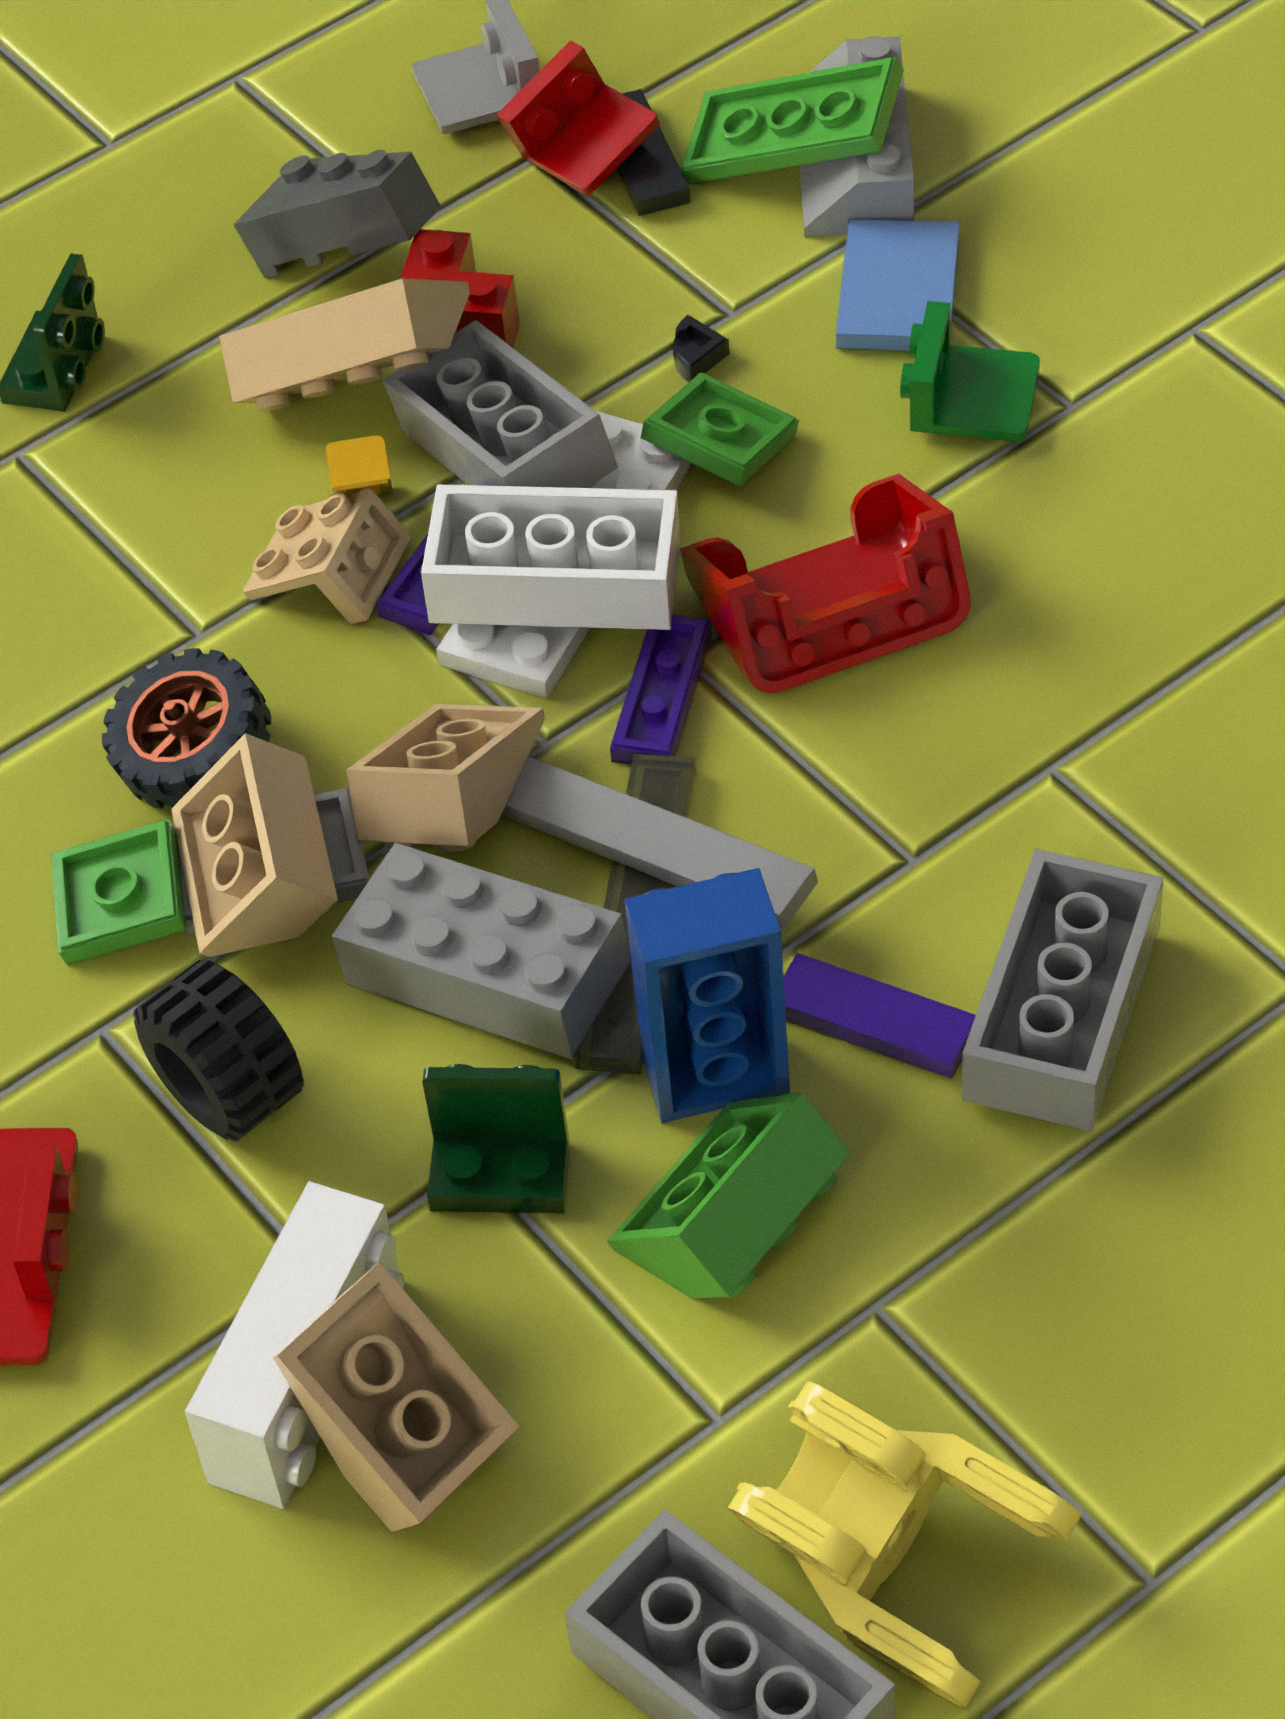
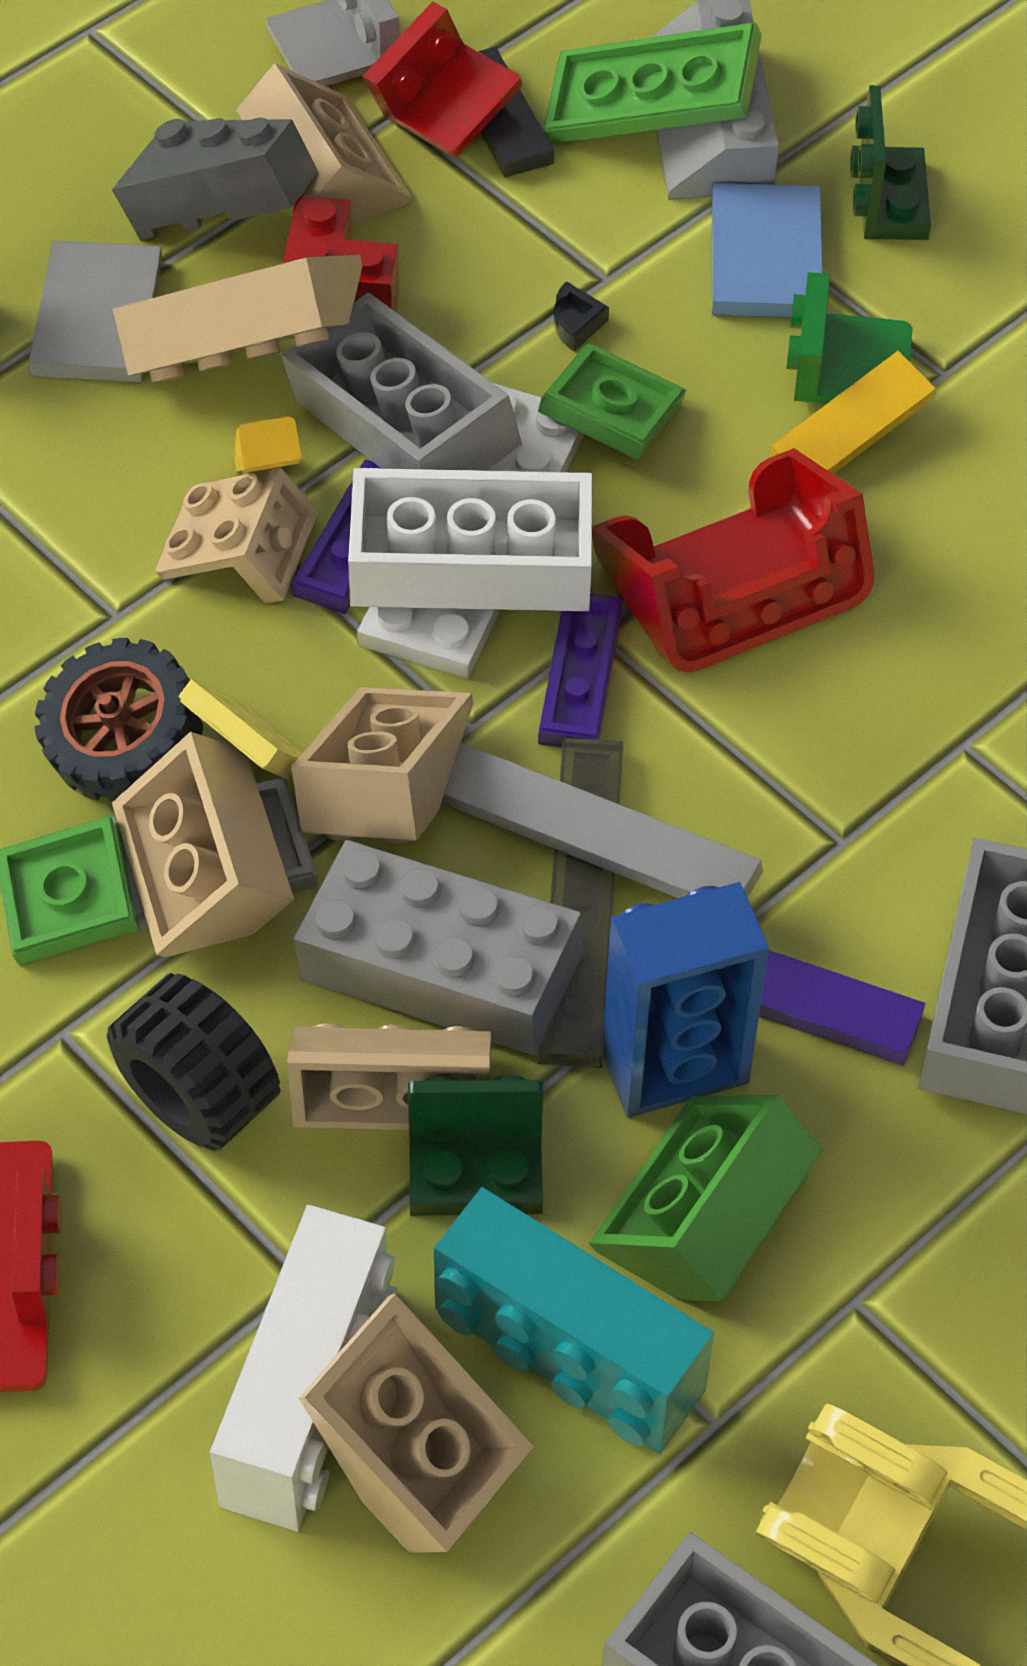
camera: 10 degrees left, 5 degrees up
(187, 355) = (76, 317): none -> light grey tile
(301, 734) = (242, 729): none -> light yellow tile
(375, 1070) = (363, 1074): none -> tan slope
(465, 180) = (336, 139): none -> tan slope
(572, 1308) = (571, 1321): none -> teal brick
(974, 443) = (860, 414): none -> yellow tile
(1035, 220) = (892, 180): none -> dark green bracket

